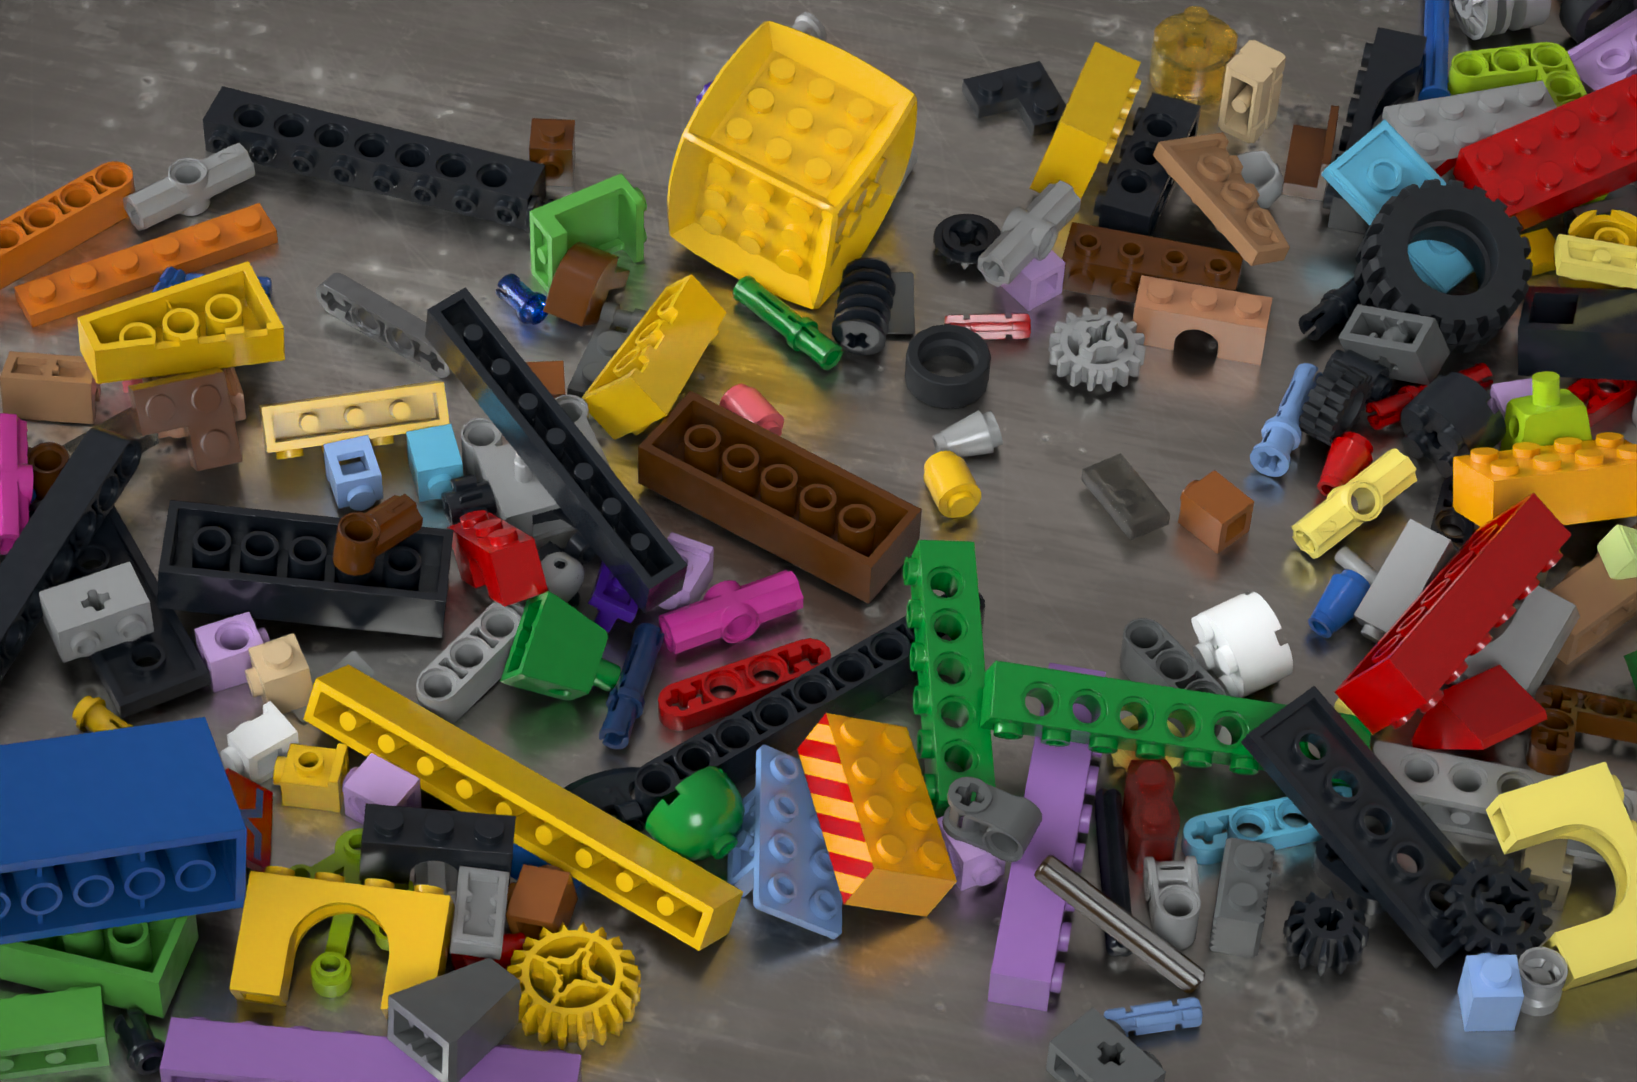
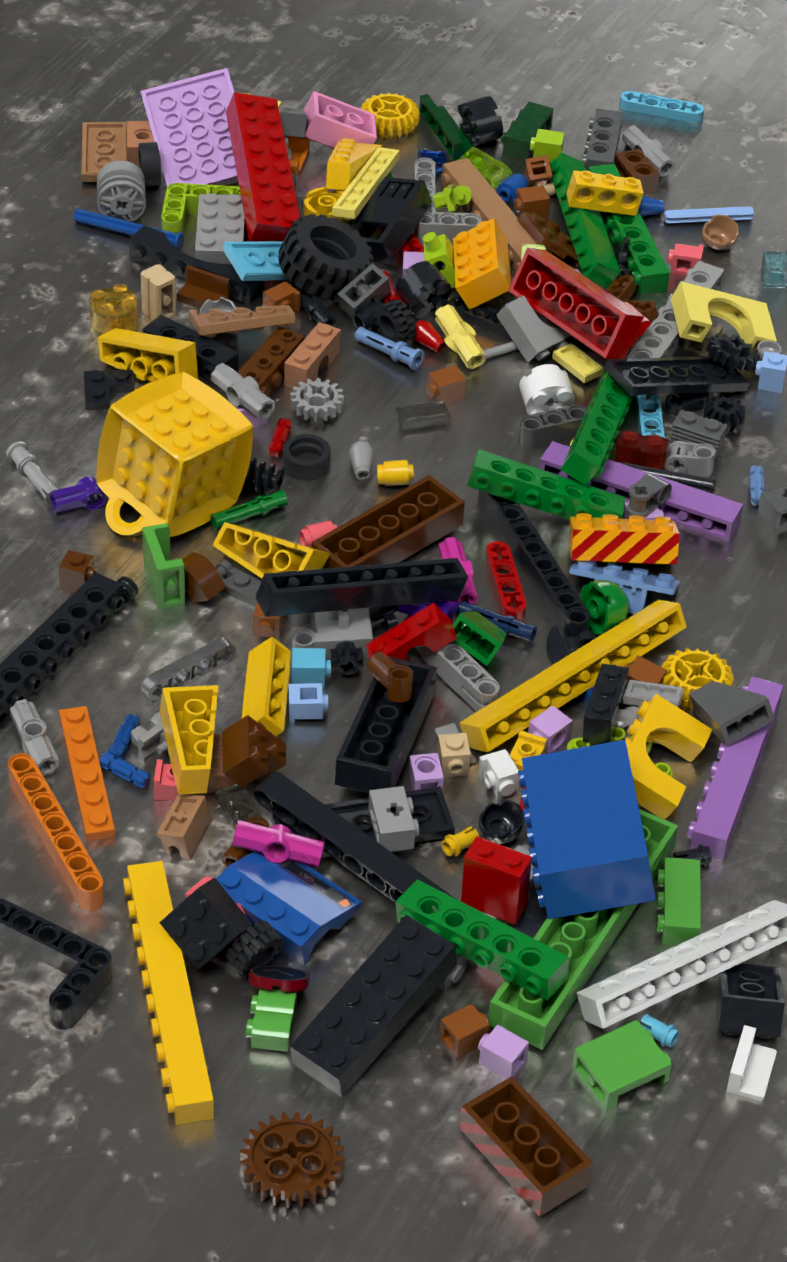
camera: 75 degrees left, 5 degrees down
(522, 299) = (188, 611): clear blue pin -> none
(1120, 924) = (710, 475): axle -> none
(1331, 250) = (282, 295): none -> dark orange brick
(1338, 602) = (518, 359): blue cone -> none

